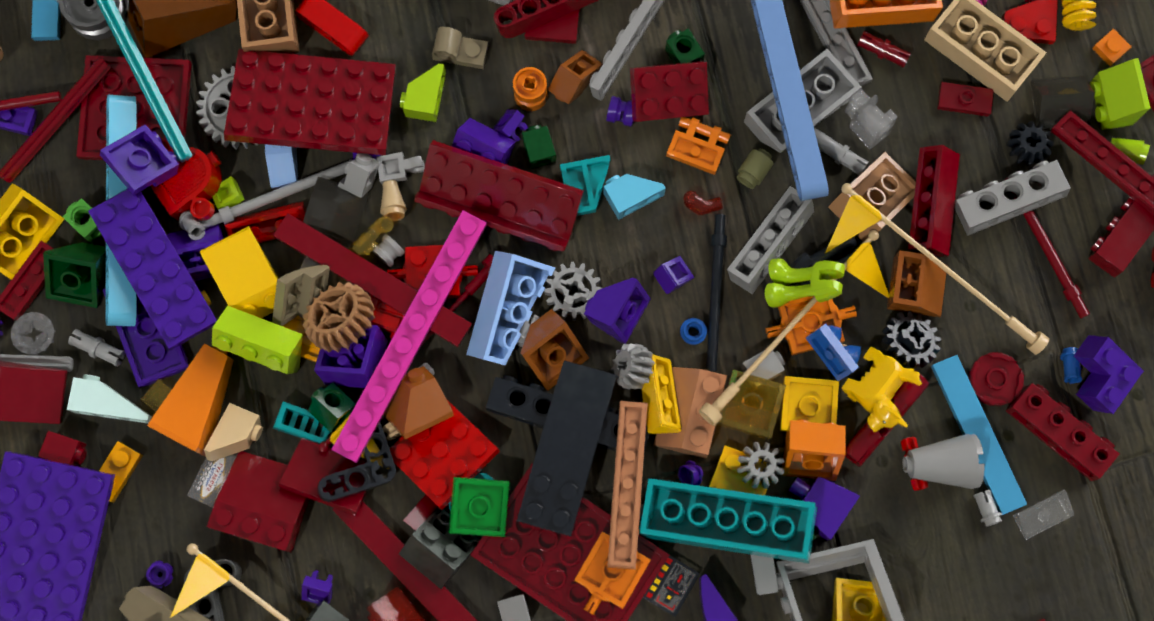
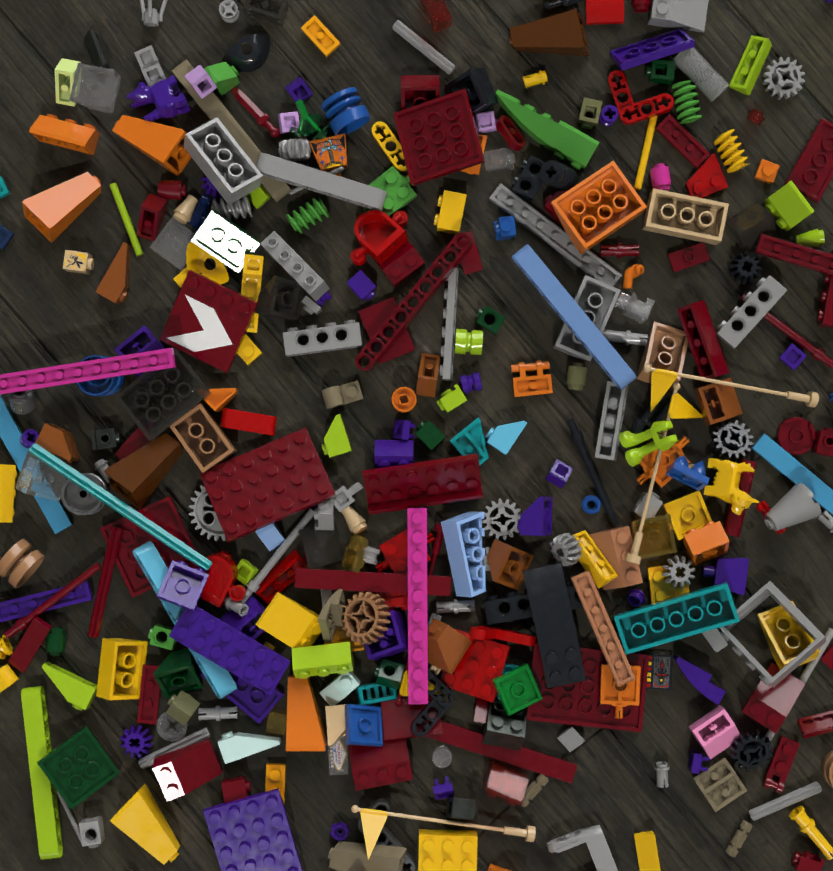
camera: 30 degrees left, 10 degrees up
(57, 315) = (182, 707): none -> olive brick
(262, 391) = (339, 688): none -> light aqua slope
(262, 451) = (363, 725): none -> blue tile
(335, 544) = (441, 760): none -> clear wheel
(458, 369) = (455, 606): none -> light grey pin
(493, 427) = (489, 632): none -> red beam
(588, 119) = (451, 399): none -> lime brick
(640, 56) = (468, 341): none -> lime wheel
(669, 91) = (496, 355): dark red plate -> none
(701, 206) = (553, 419): clear red arm -> none
(884, 83) = (631, 273): none -> orange arm
(1038, 279) = (792, 356): none -> dark purple plate

